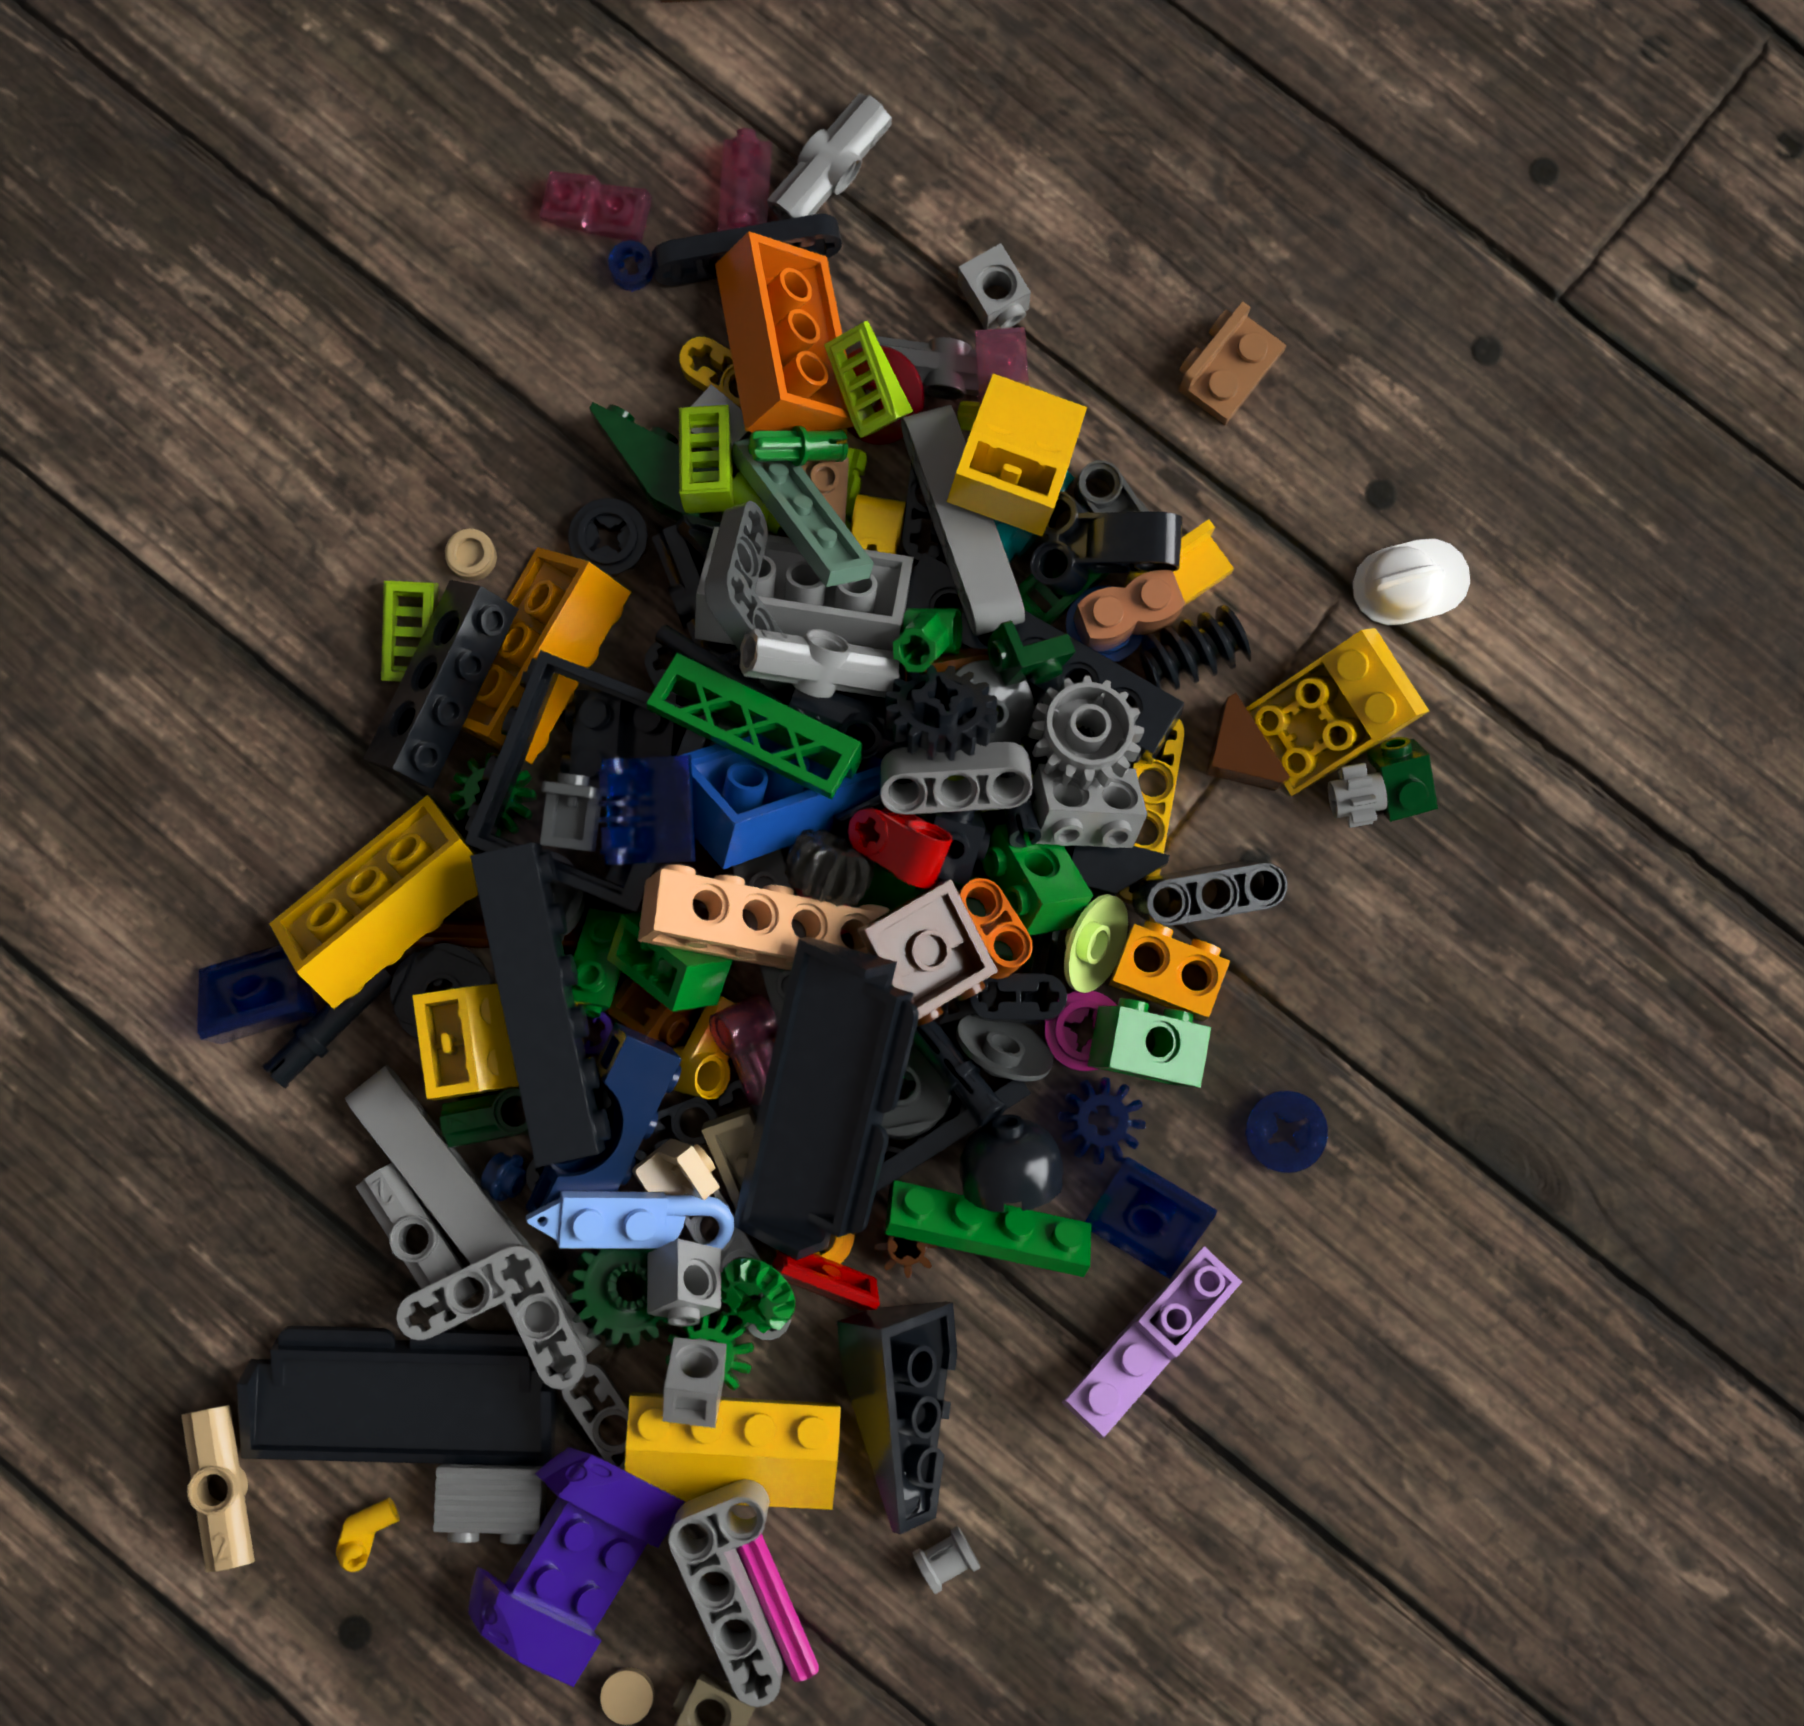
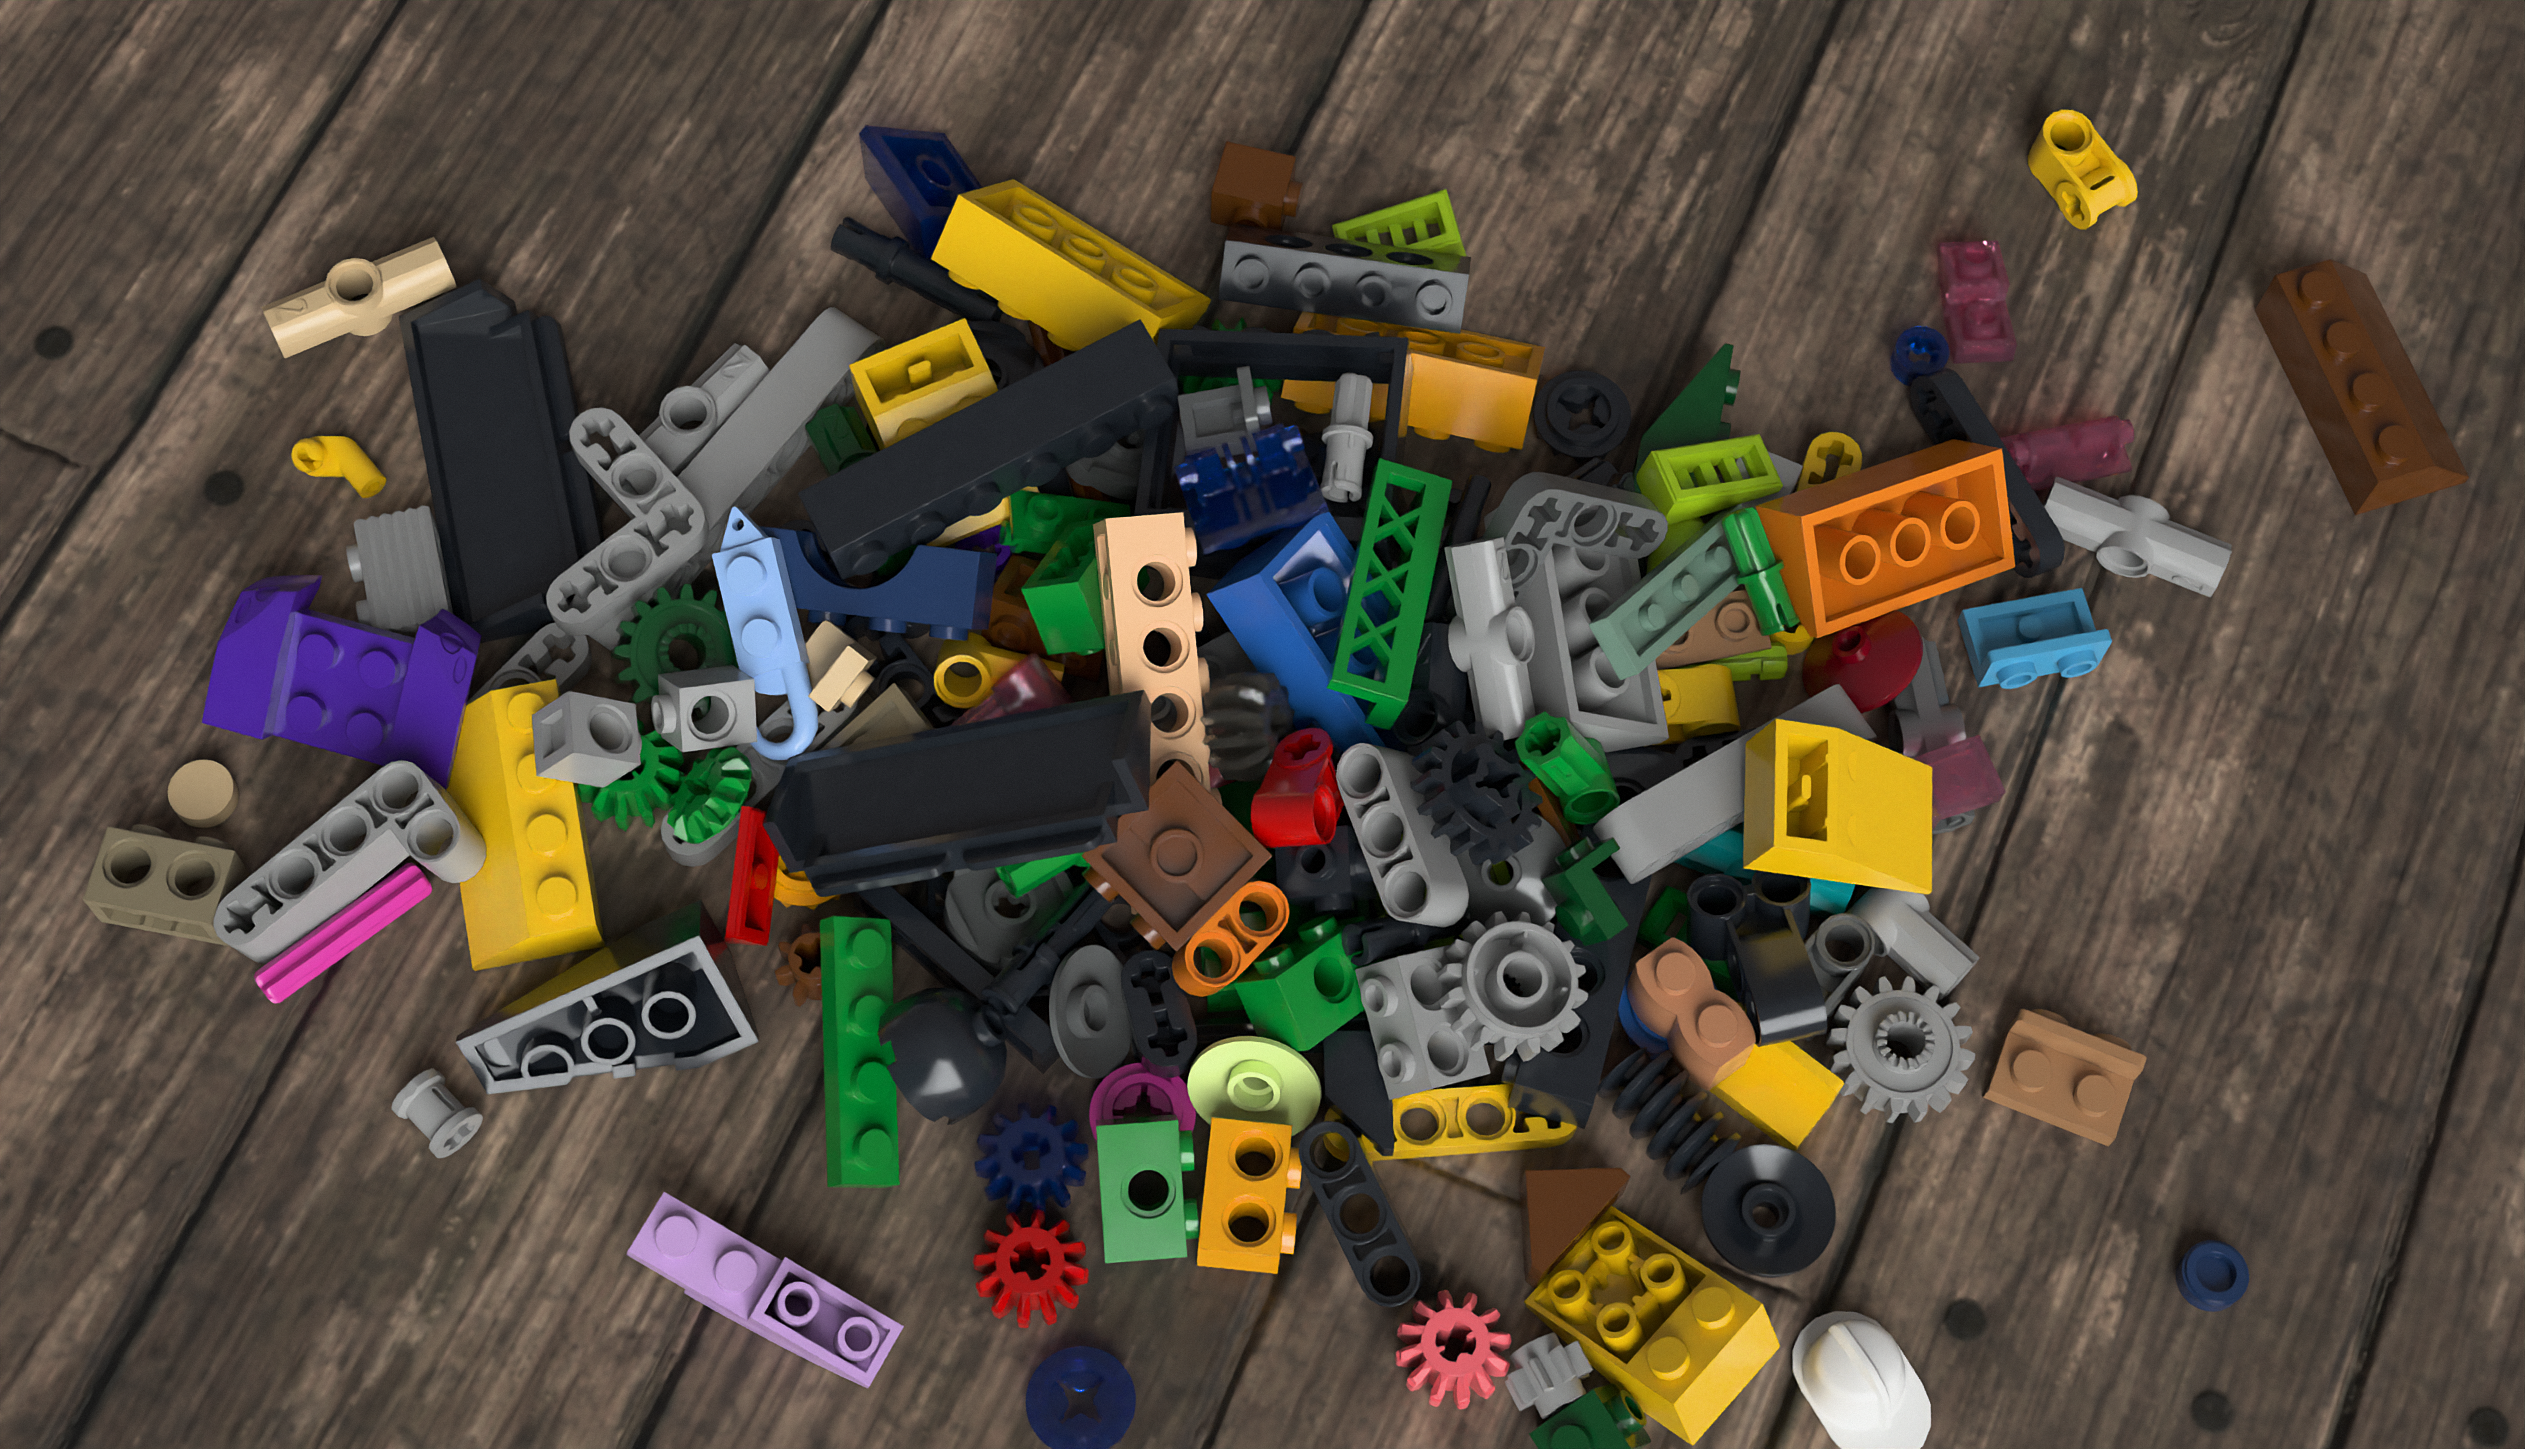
camera: 70 degrees right, 15 degrees down
(335, 731) = (1255, 188): none -> reddish brown brick
(470, 554) = (1511, 280): tan tile -> none
(504, 1176) = (780, 496): dark blue plate -> none
(511, 84) = (2084, 174): none -> yellow piece
(617, 722) = (1347, 438): none -> light grey axle
(888, 387) = (1849, 651): lime slope -> none
(890, 265) = (2032, 638): none -> dark azure bracket
(992, 269) = (2063, 745): light grey brick -> none
(1109, 430) = (1914, 938): none -> light grey piece
(1149, 1217) = (927, 1250): clear blue slope -> none
(1186, 447) = (1918, 1023): none -> light grey gear
(1195, 1155) = (1043, 1248): none -> red gear
(1290, 584) = (1785, 1185): none -> black dish
(1337, 856) = (1469, 1369): none -> coral gear
(1396, 314) = (2212, 1275): none -> dark blue tile

